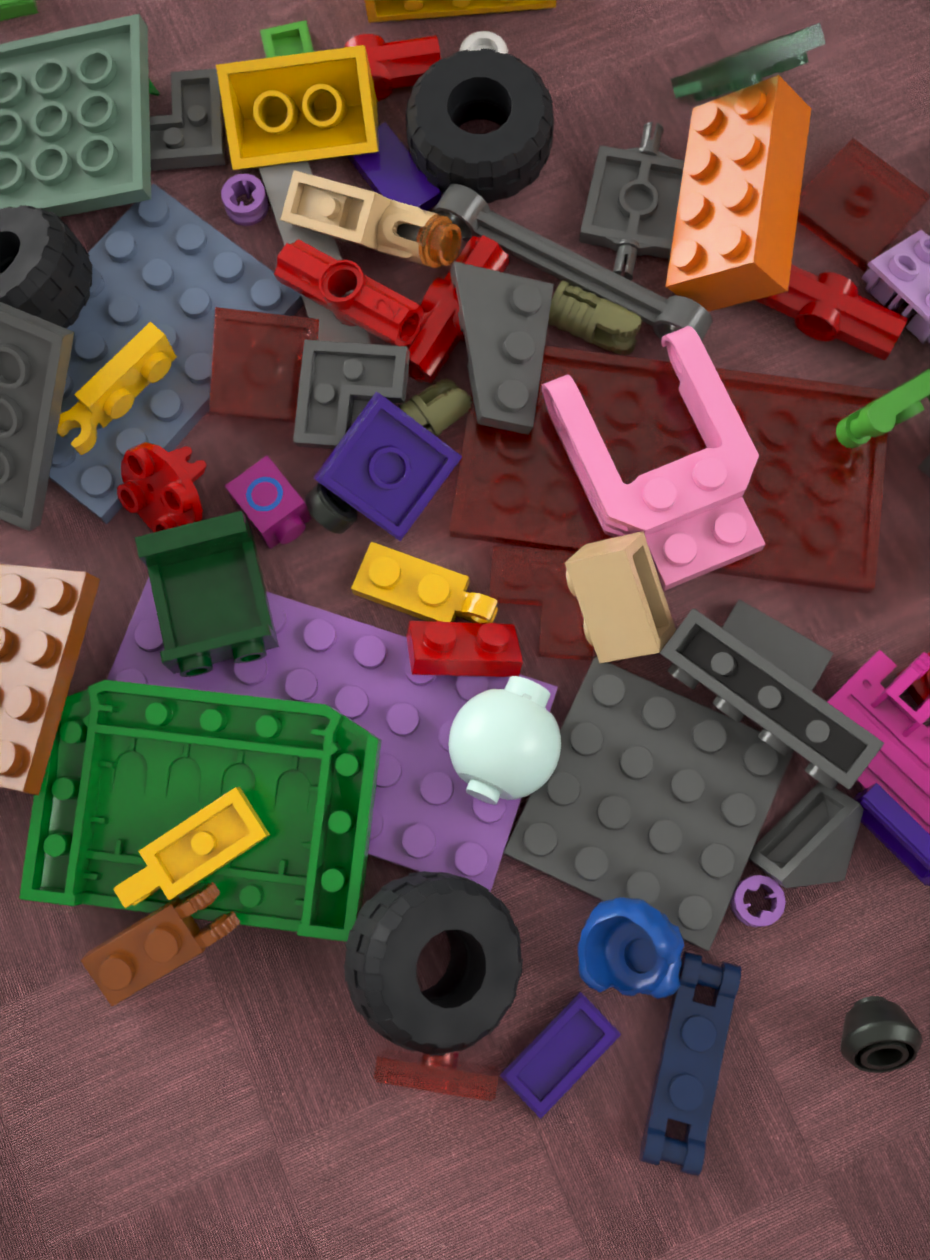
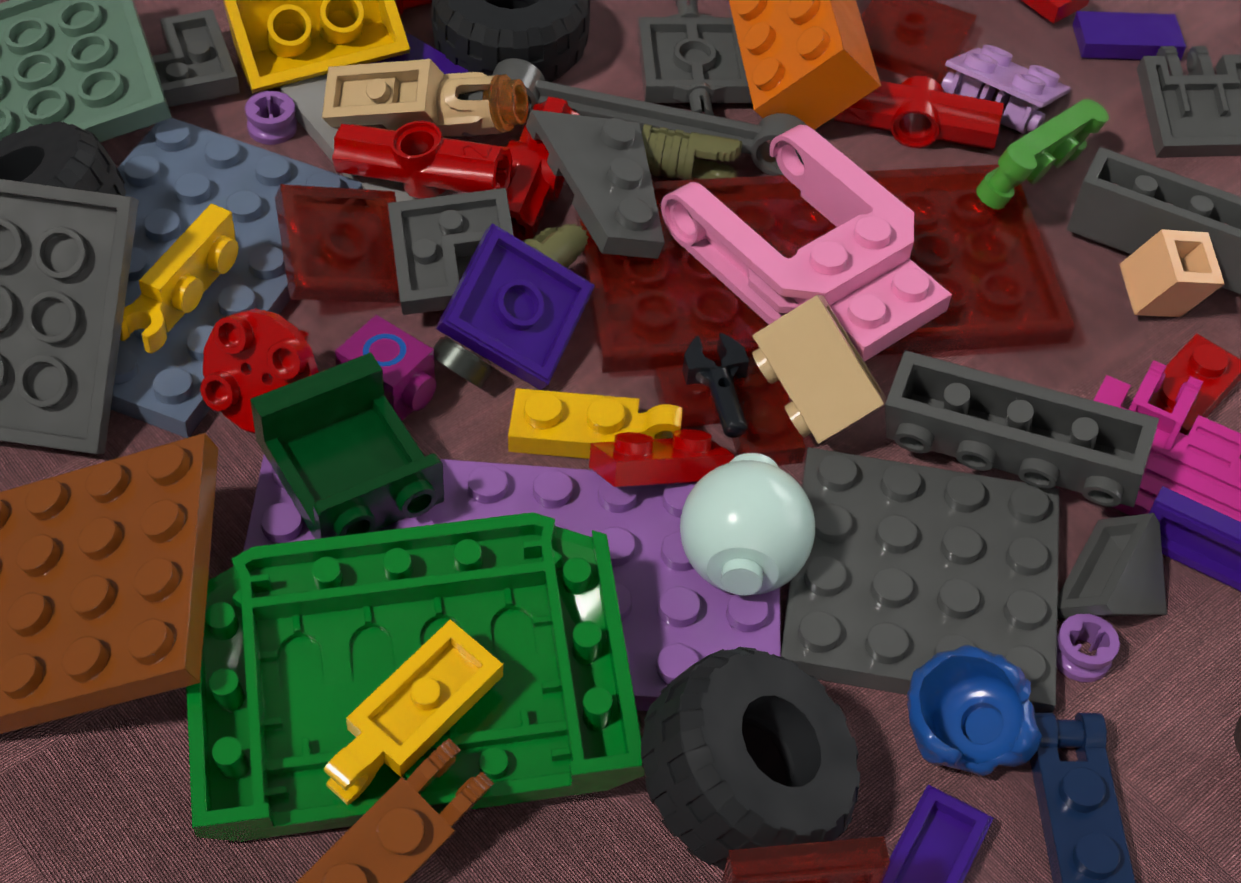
camera: 25 degrees left, 25 degrees down
(536, 584) = (720, 380): none -> black bar

